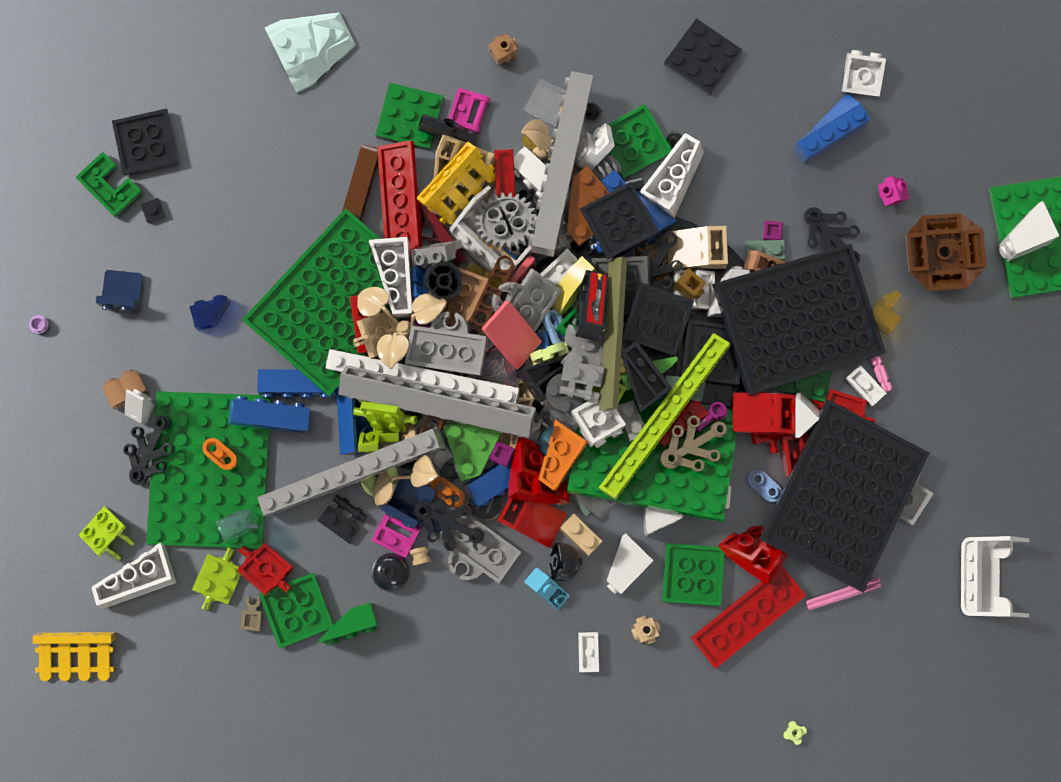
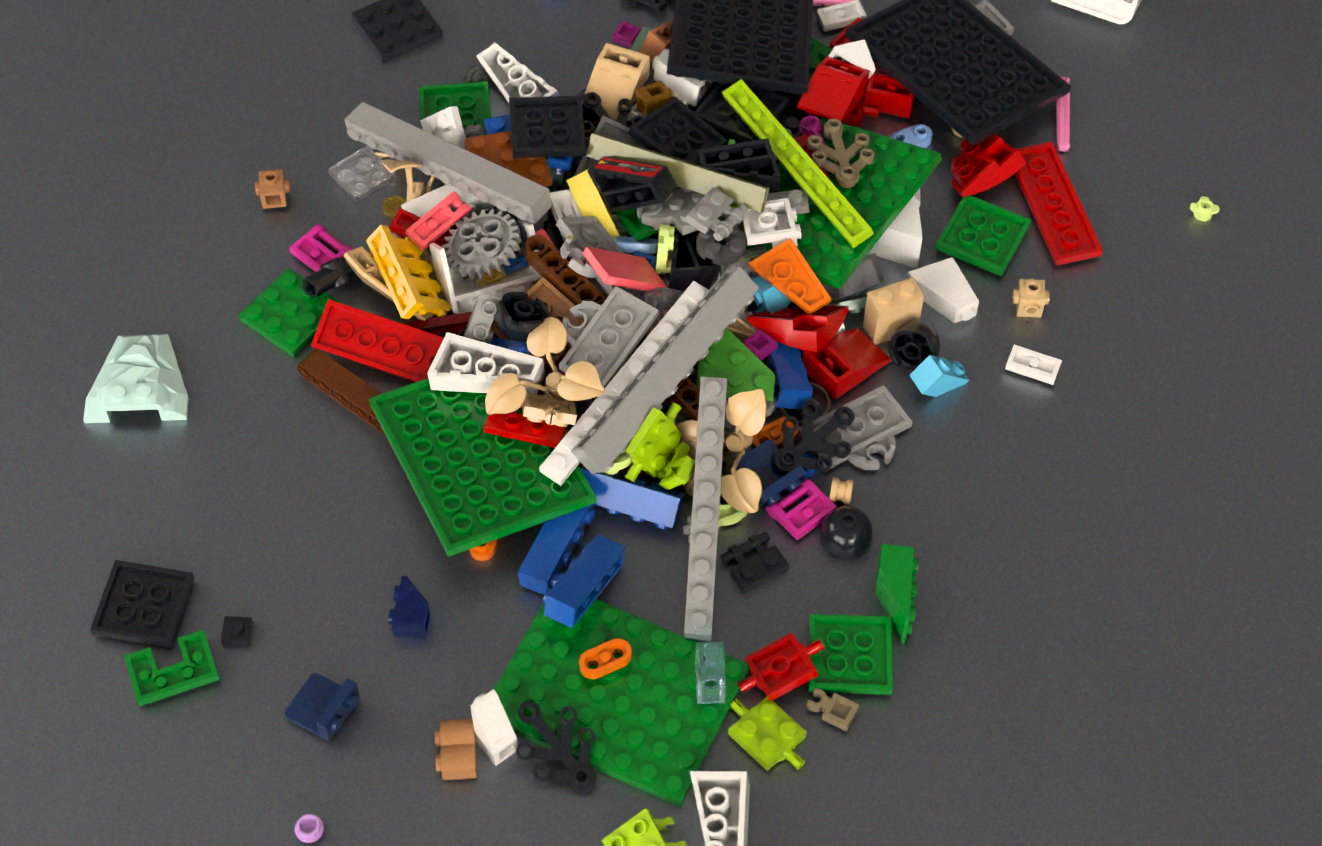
camera: 70 degrees left, 25 degrees down
(512, 181) = (438, 220): none -> coral plate

